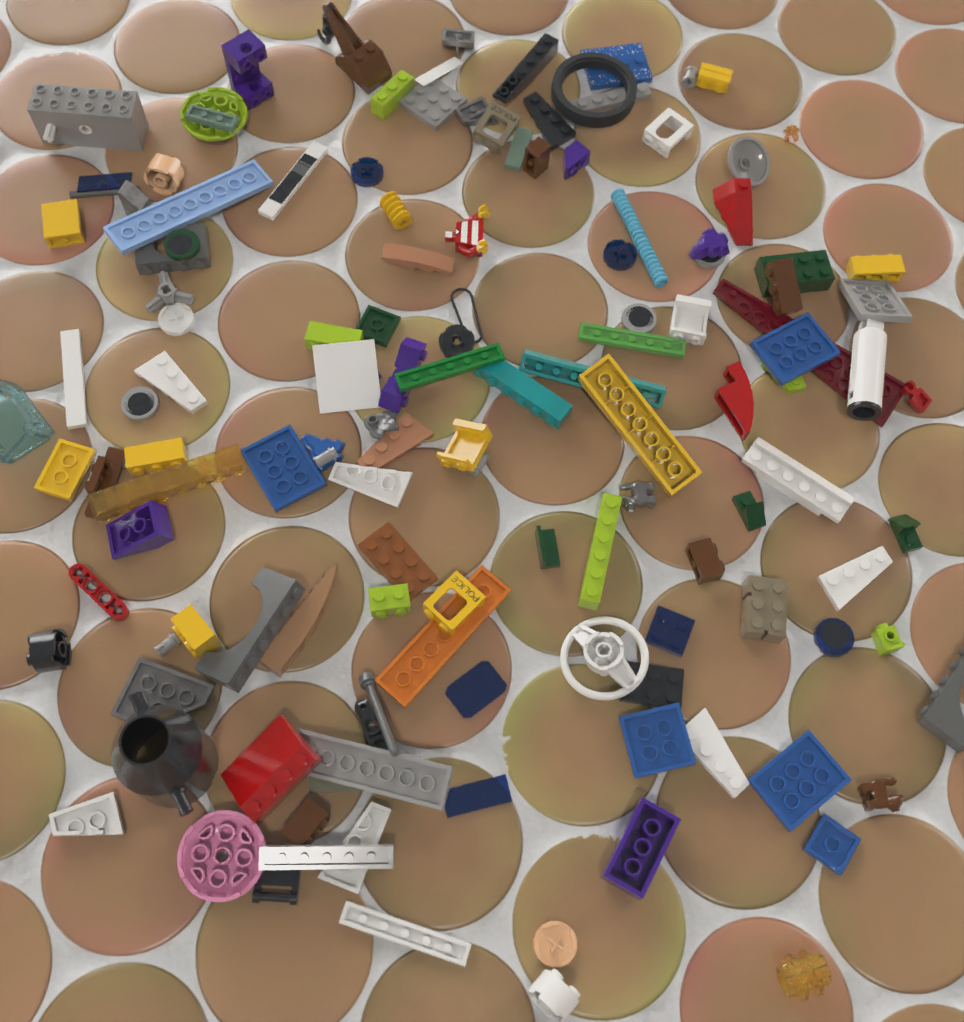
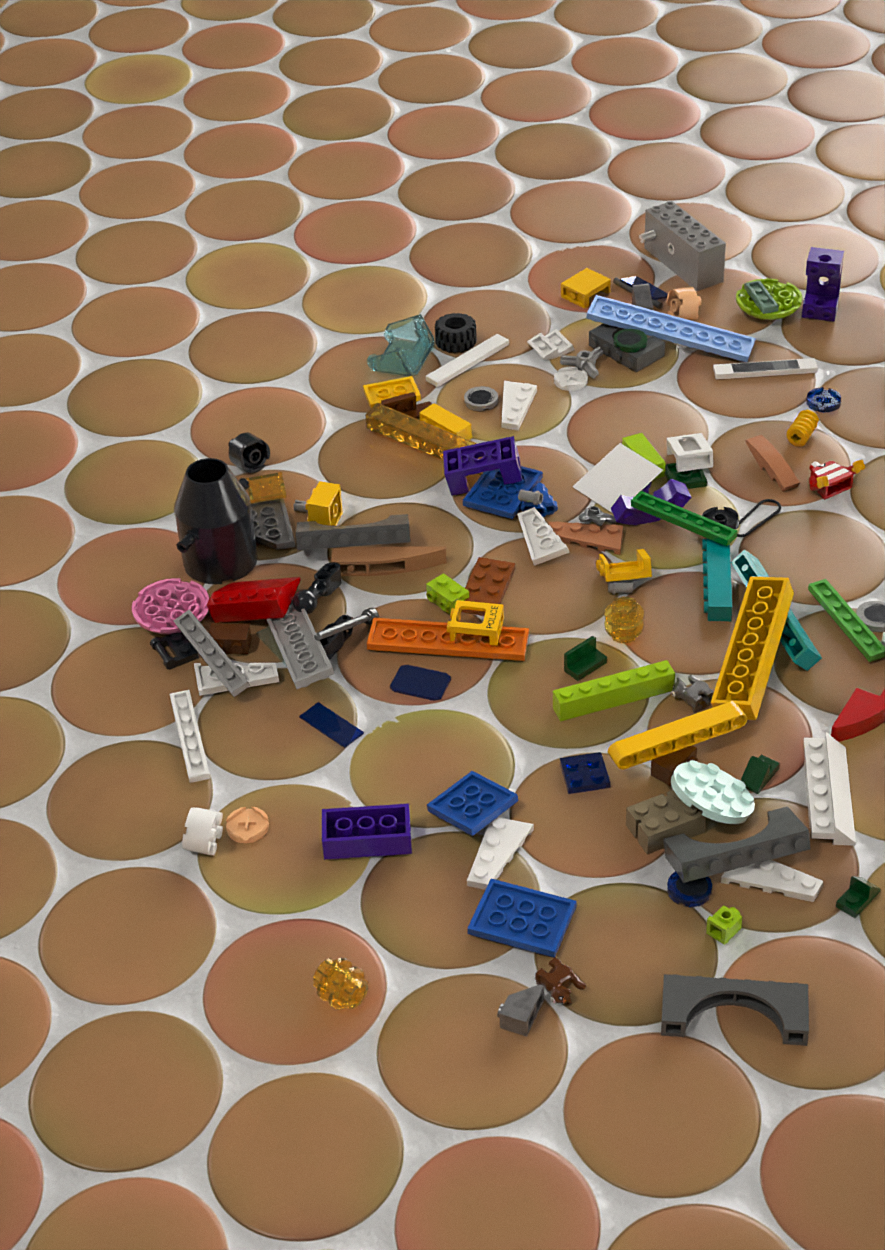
camera: 65 degrees right, 25 degrees down
(23, 352) = (455, 332): none -> black tyre
(89, 818) = (147, 537): white wing -> none
(97, 593) = (316, 457): red beam -> none
(115, 302) = (551, 345): none -> white slope
(121, 668) = (266, 487): none -> clear yellow slope
(139, 530) = (381, 448): dark purple slope -> none
(243, 484) = (495, 454): none -> dark purple plate
(316, 727) = (324, 584): none -> black beam
(371, 314) = (690, 453): none -> white panel
(528, 481) = (624, 619): none -> clear yellow piece
(612, 664) = (515, 730): white piece -> none
(659, 687) = (525, 780): black plate -> none
(697, 545) = (677, 735): none -> yellow beam
(784, 559) = (713, 792): none -> light aqua plate
(826, 617) = (698, 859): none -> dark grey arch
(831, 844) = (482, 970): blue tile -> none
(894, 841) = (521, 1010): none -> flat silver slope

